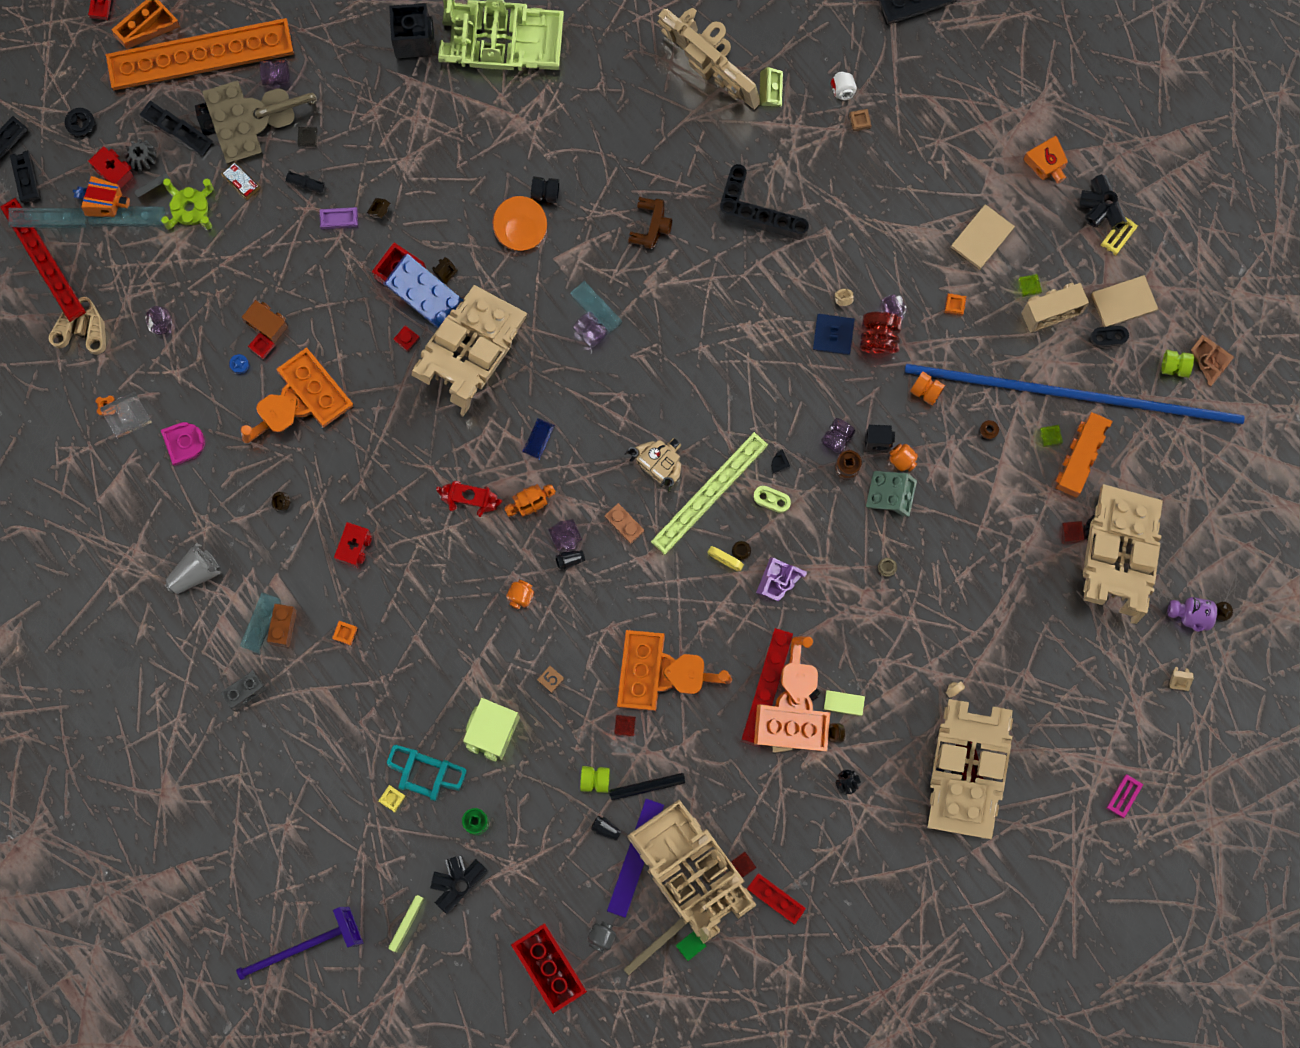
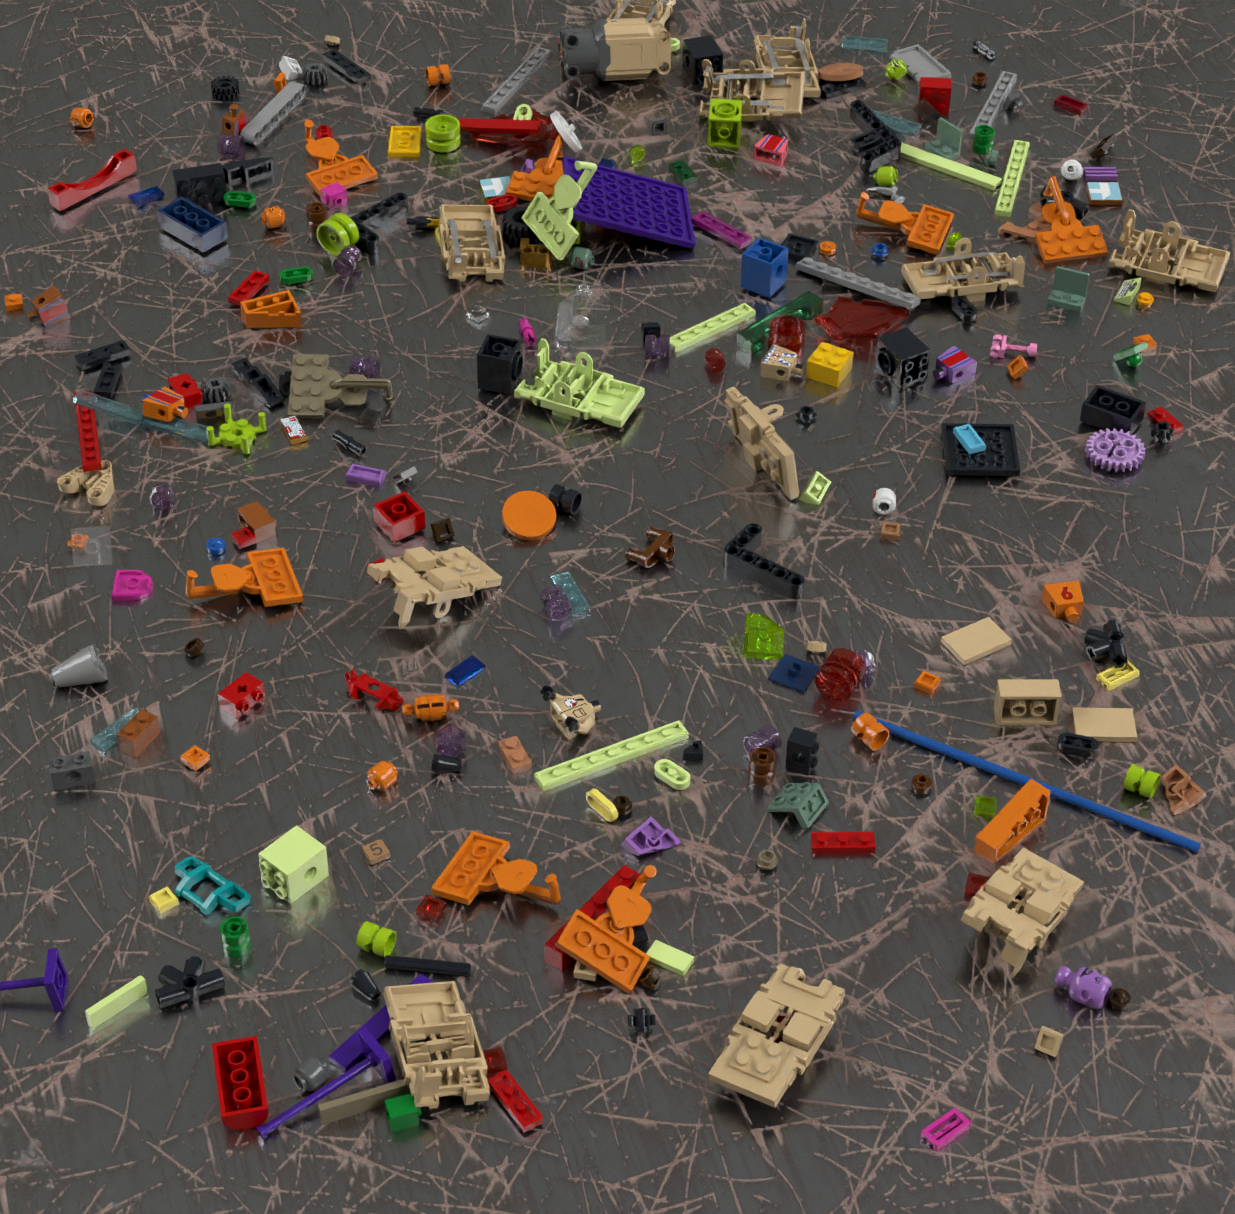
camera: 20 degrees right, 35 degrees down
(71, 119) = (171, 358): black gear -> none
(199, 54) = (298, 341): orange plate -> none
(422, 290) = (409, 524): plate -> none
(649, 907) = (375, 1057): none -> dark purple tile
(792, 305) = (762, 637): none -> clear neon green slope
(903, 457) = (824, 775): orange head -> none
(944, 522) = (842, 842): none -> red plate

